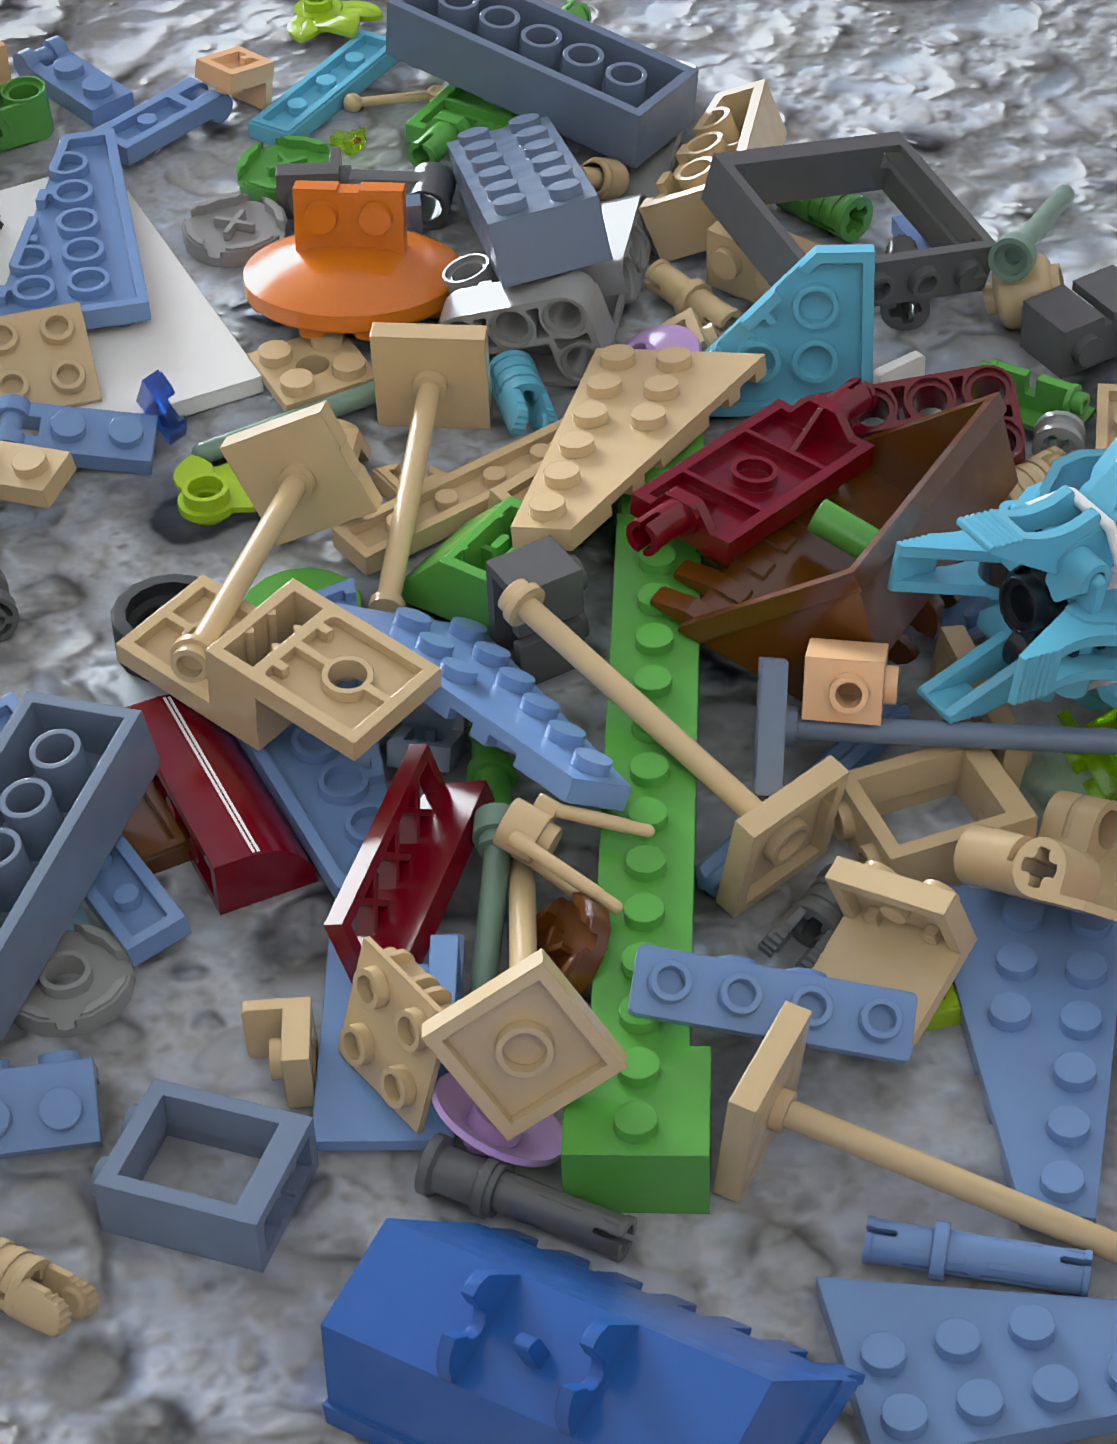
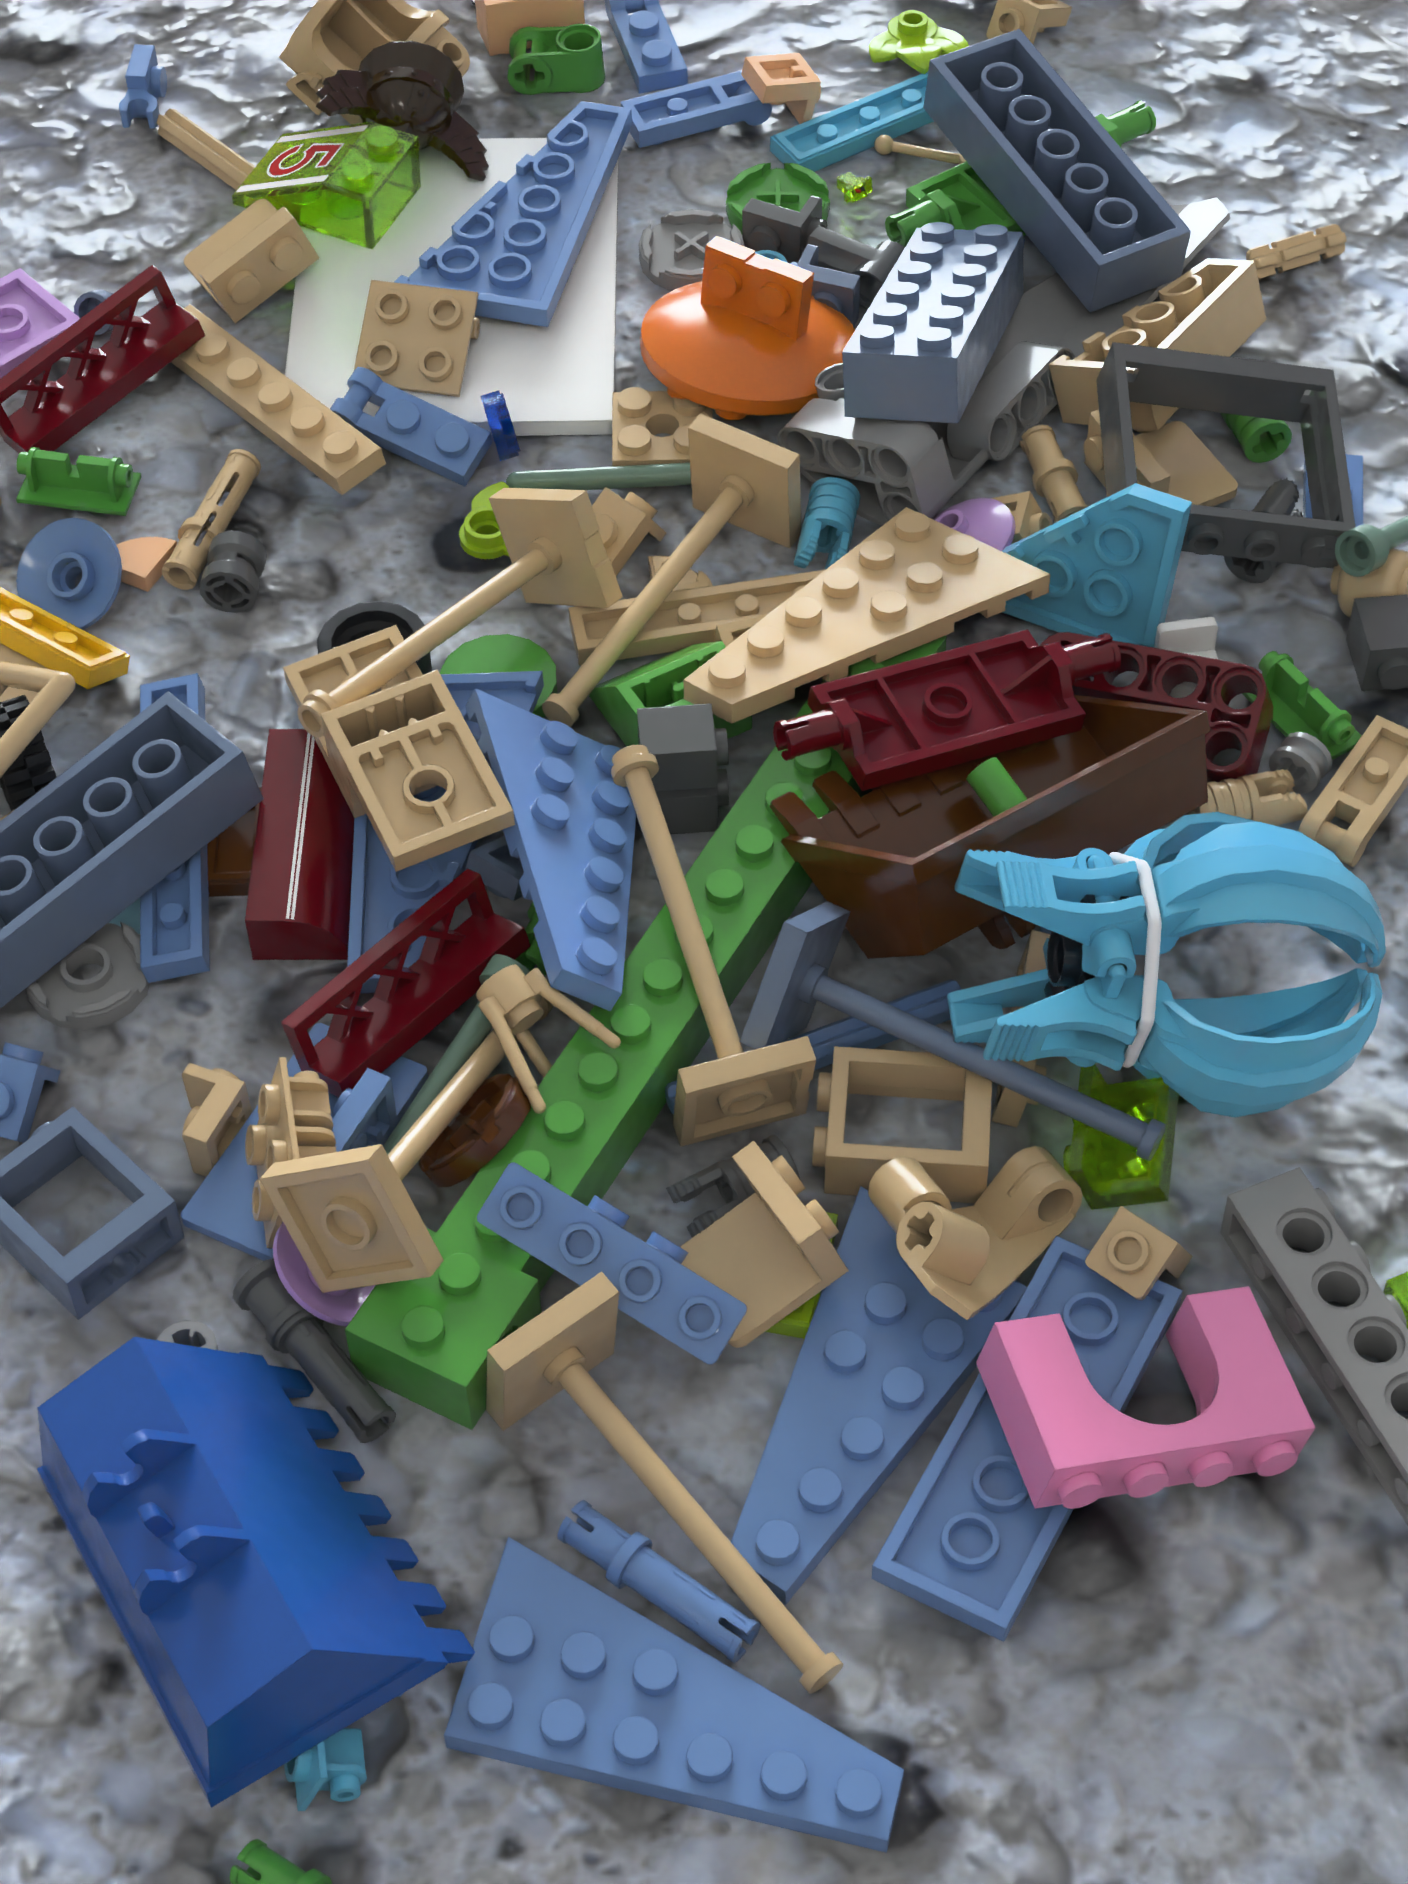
camera: 25 degrees right, 10 degrees up
(607, 177) = (1047, 313): tan cylinder -> none
(782, 71) = (1297, 250): none -> tan axle
(848, 681) = (877, 963): light nougat brick -> none

